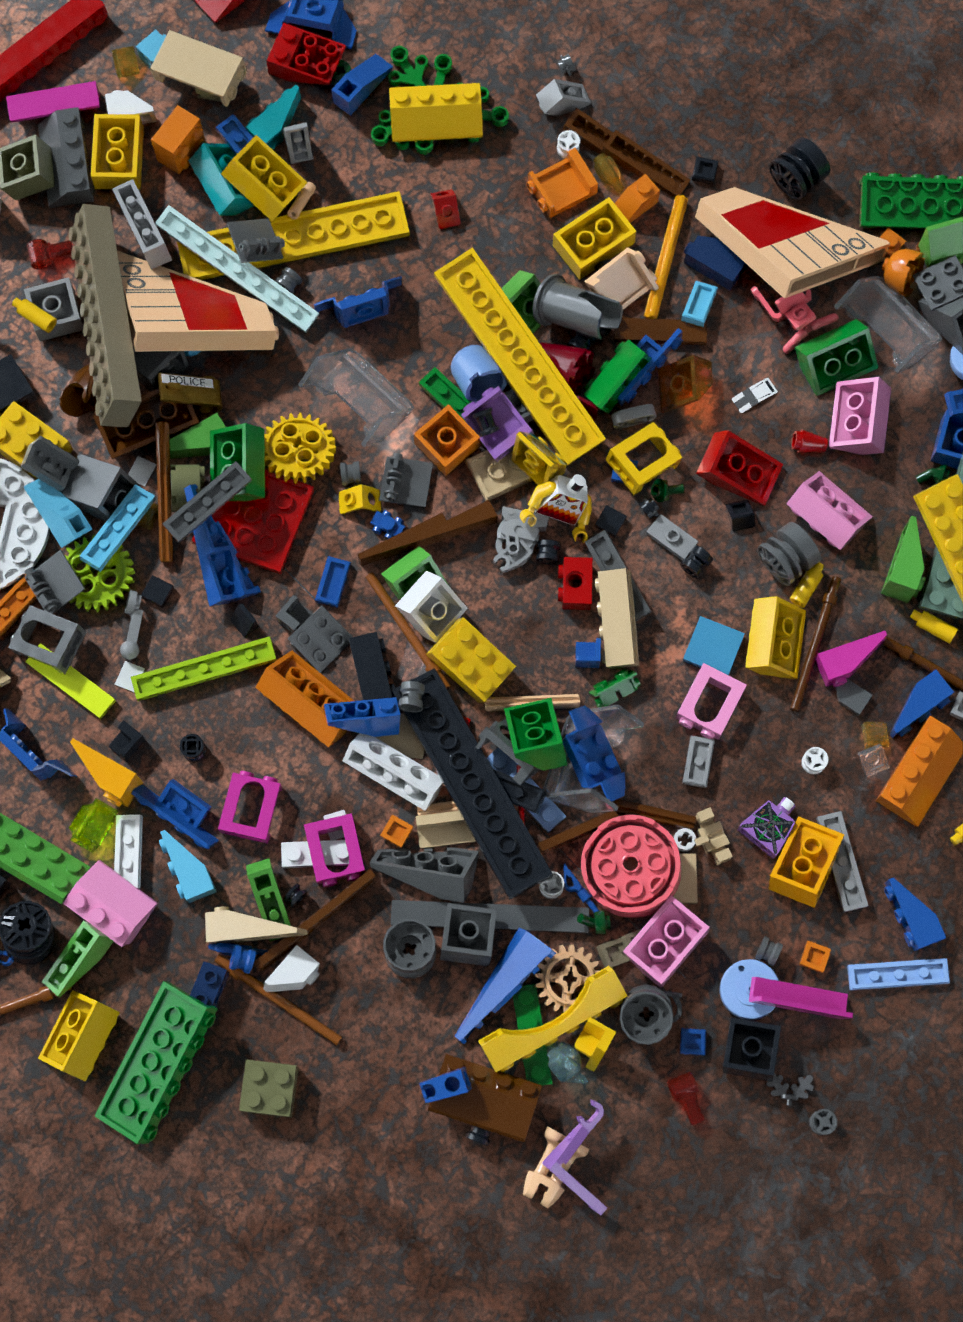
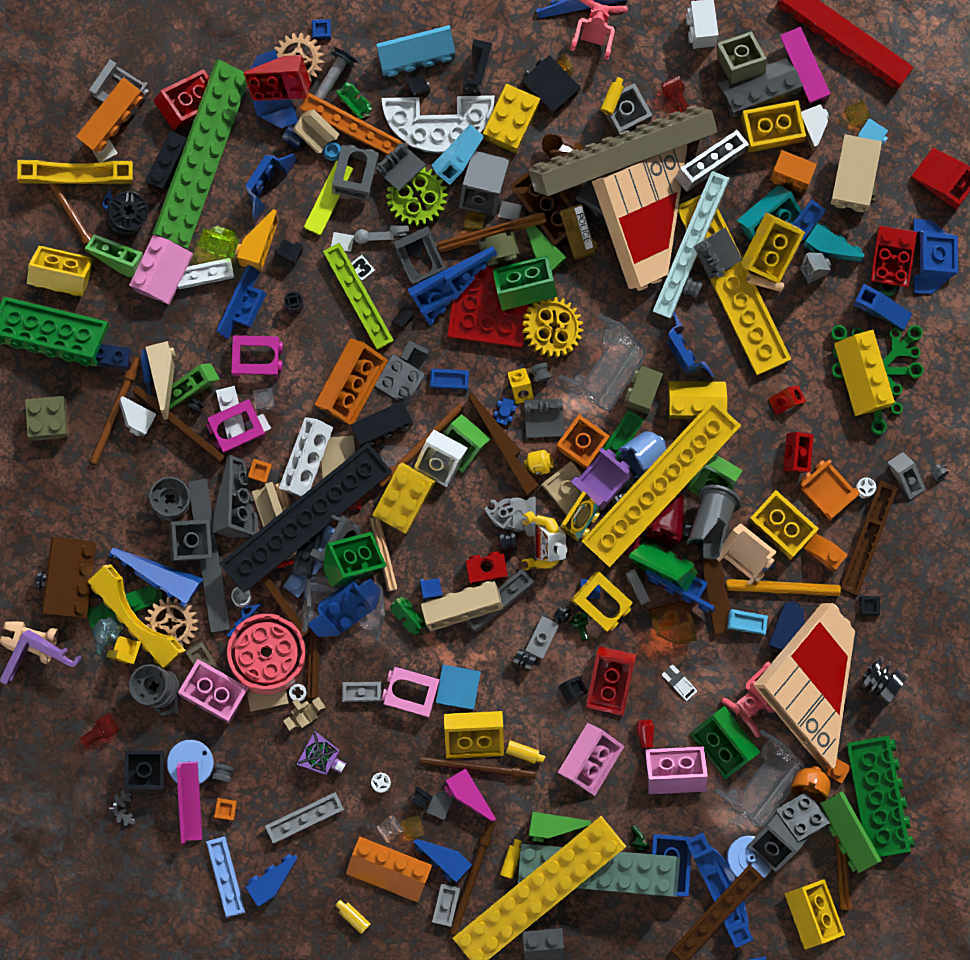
camera: 75 degrees right, 5 degrees up
(12, 664) = (332, 151): none -> dark azure plate
(49, 463) = (491, 138): dark grey bracket -> none
(117, 528) = (454, 203): medium azure plate -> none
(167, 657) = (362, 267): none -> sticker
(188, 567) = (437, 263): none -> dark grey panel
(191, 873) = (198, 323): medium azure slope -> none
(207, 502) = (482, 266): dark grey plate -> none
(242, 959) = (137, 376): blue wheel -> none
(305, 809) = (264, 399): none -> clear plate
(366, 717) = (341, 425): blue slope -> none
(400, 357) = (644, 390): none -> olive brick
(411, 696) = (362, 457): dark grey wheel -> none
(422, 306) = (689, 398): none -> yellow slope
(446, 1085) = (69, 545): blue leg -> none
(460, 496) = (539, 462): none -> yellow head
(492, 427) = (600, 468): black bush -> none
(512, 204) = (798, 452): none -> red brick
(600, 921) = (219, 640): dark green plate -> none
(608, 171) = (849, 526): clear yellow plant -> none
(610, 520) = (545, 586): black tile -> none
(692, 1041) = (143, 728): blue tile -> none
(789, 553) = (543, 730): dark grey wheel -> none
(805, 862) = (297, 788): light orange slope -> none
(827, 1124) = (97, 836): dark grey wheel -> none
(842, 716) = (420, 797): none -> black wheel

